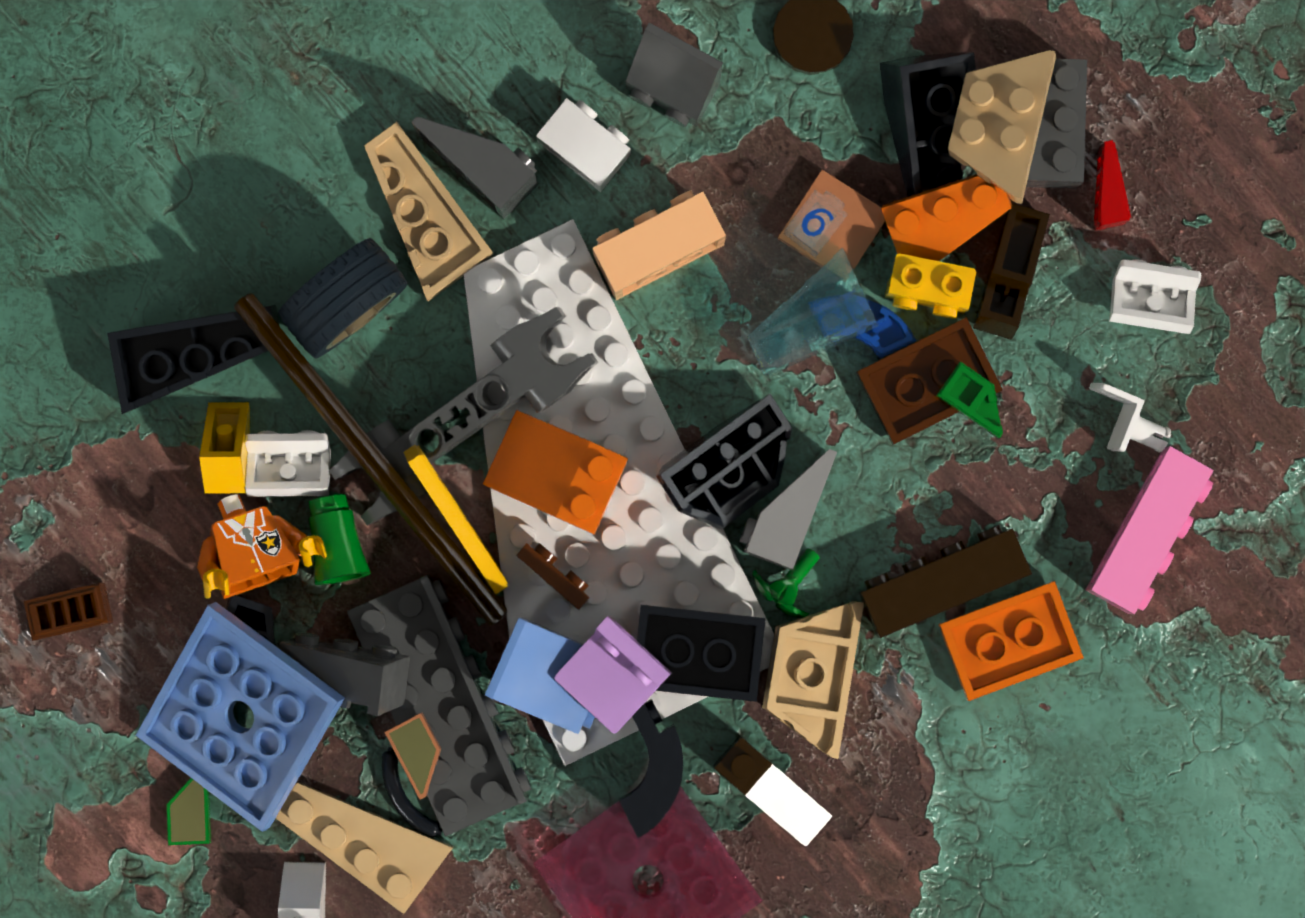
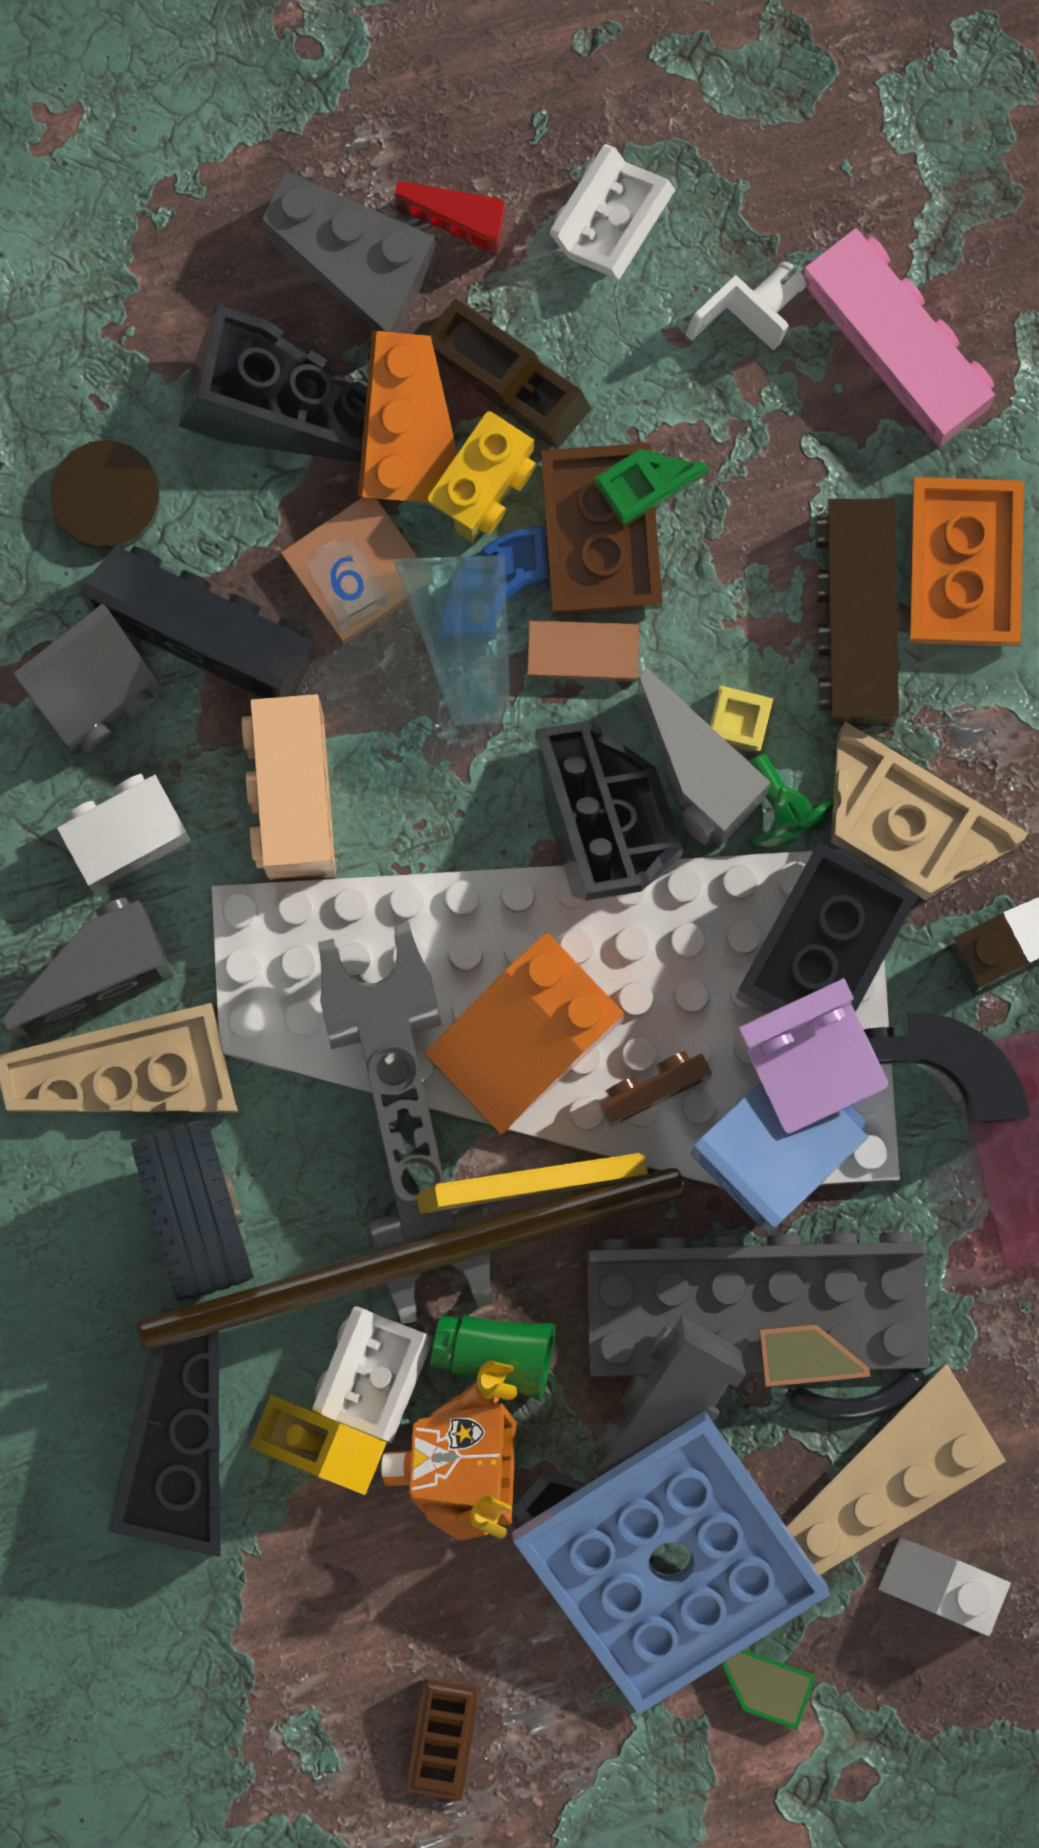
camera: 65 degrees left, 5 degrees down
(747, 135) = (199, 625): none -> black slope
(836, 529) = (741, 718): none -> light yellow tile
(840, 403) = (583, 651): none -> nougat tile
(1002, 119) = (317, 301): tan wing -> none

